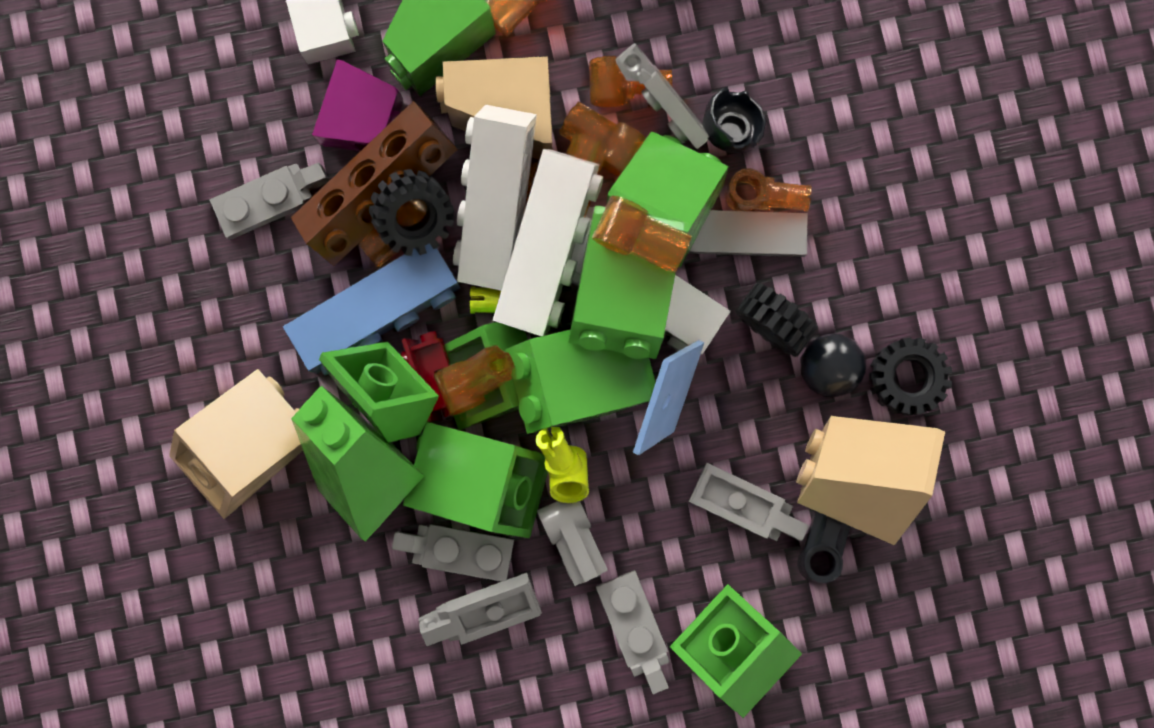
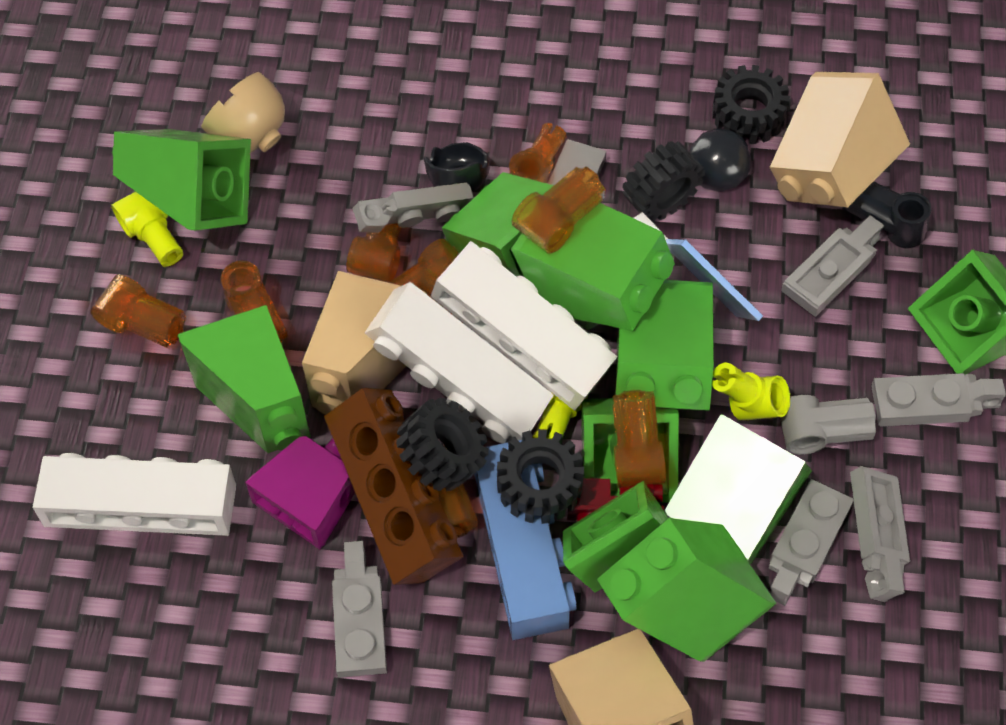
camera: 70 degrees left, 25 degrees down
(414, 279) = (541, 451): none -> black tyre

